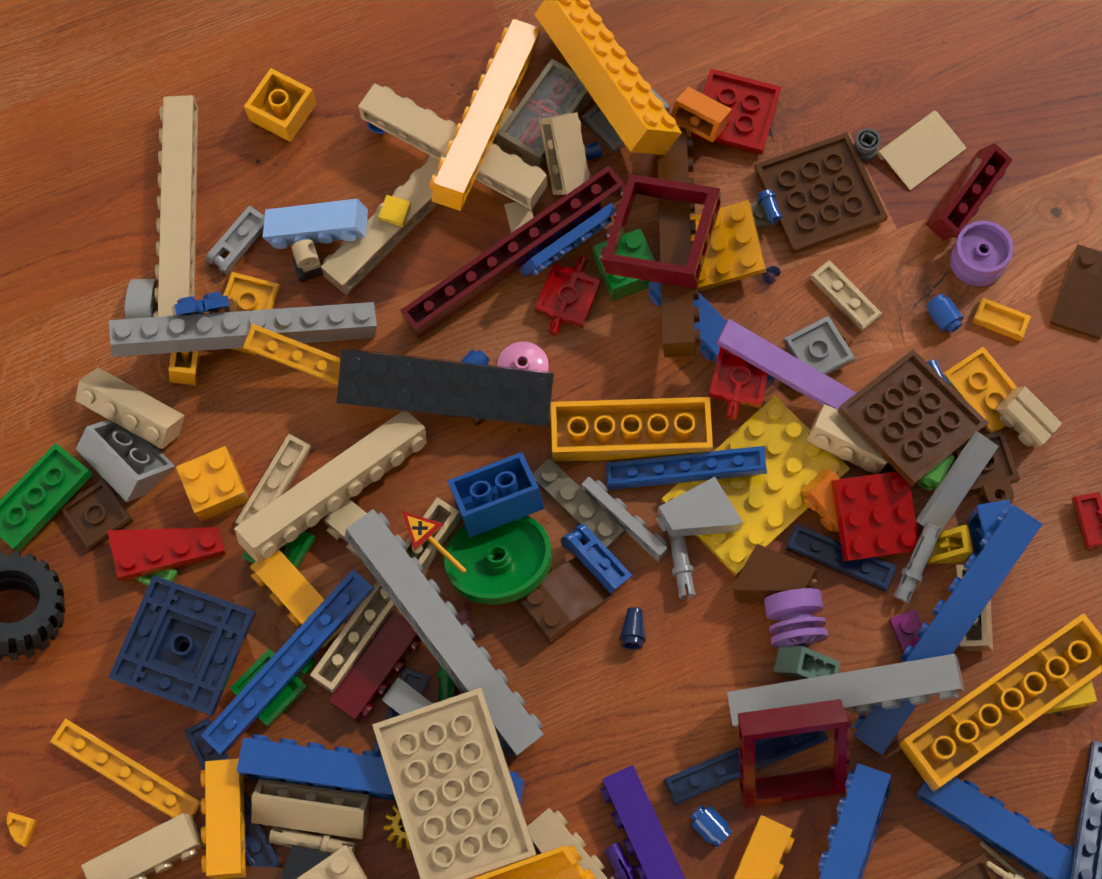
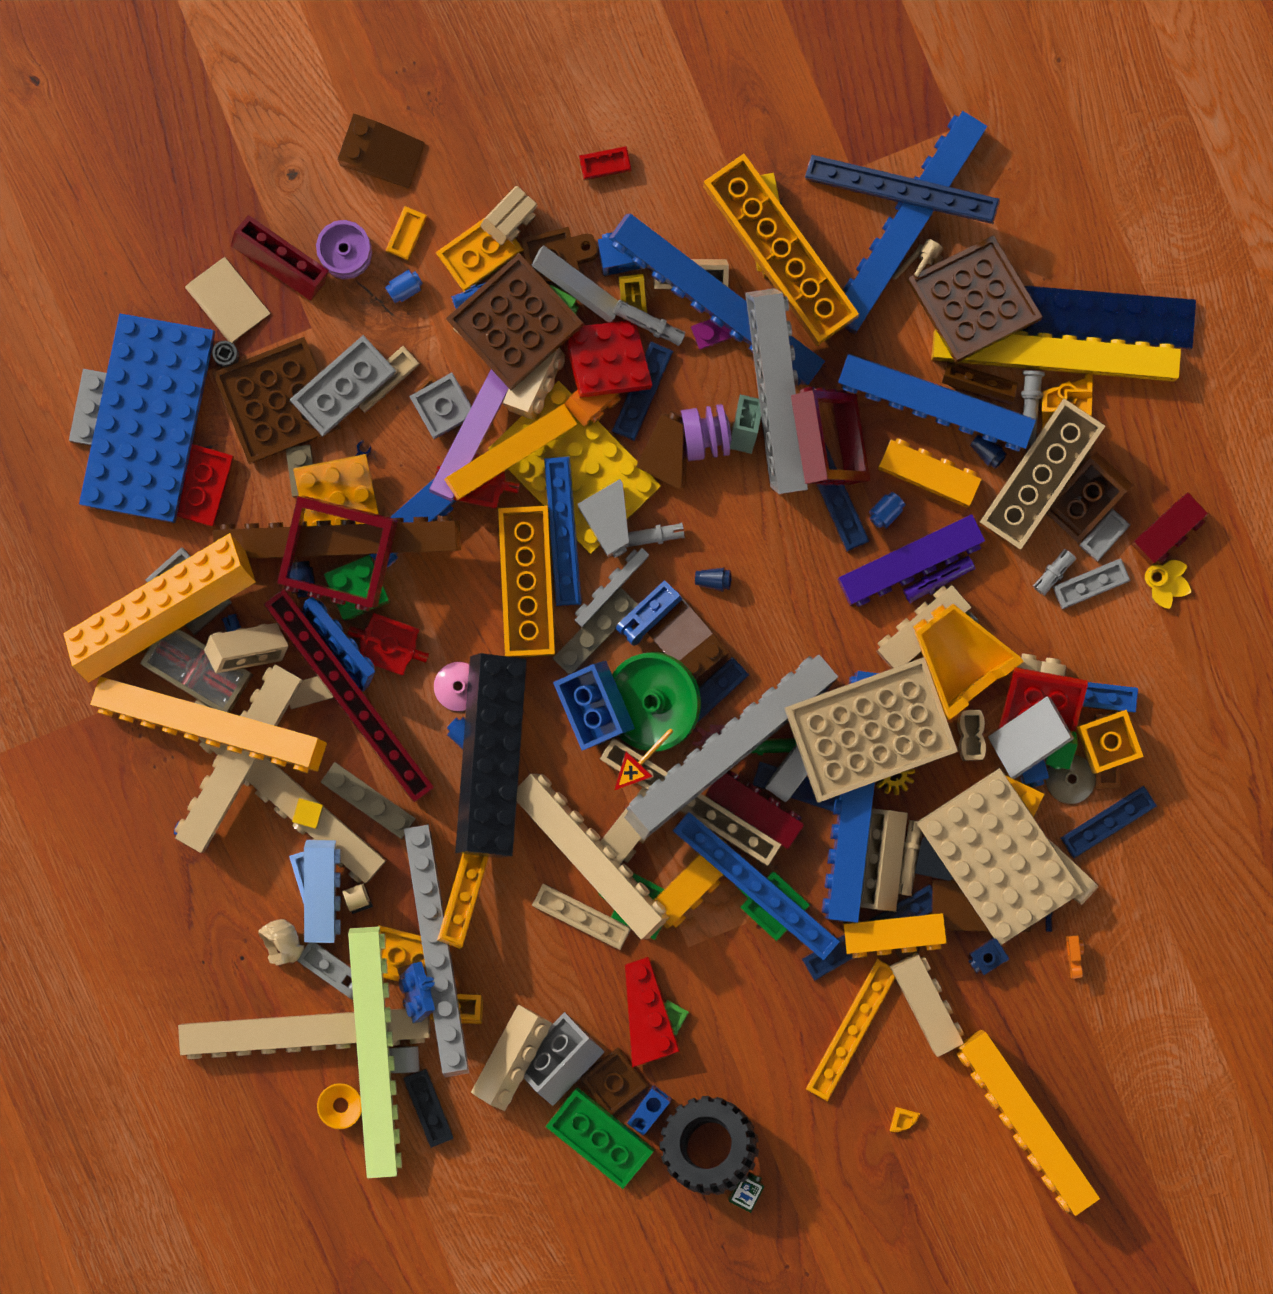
camera: 100 degrees left, 15 degrees up
(62, 549) = (649, 1110): none -> blue leg
(84, 330) = (428, 1108): none -> black plate
(94, 235) = (326, 1109): none -> light orange piece
(147, 269) = (373, 1052): none -> yellowish green brick
(162, 629) = (750, 1009): dark blue piece -> none
(212, 484) = (584, 972): light orange brick -> none
(268, 190) = (283, 937): none -> tan hair
(280, 104) = (186, 936): light orange brick -> none
(408, 276) = (367, 800): none -> dark tan plate
(511, 631) = (720, 685): none -> dark blue tile
(641, 214) = (303, 572): none -> dark blue brick
(700, 114) = (201, 515): orange brick -> none
(769, 206) = (296, 449): blue pin -> none
(770, 407) = (510, 451): none -> light orange tile
(800, 74) = (147, 418): none -> blue plate
(809, 26) = (87, 406): none -> light grey plate
(837, 252) = (343, 386): none -> light grey tile

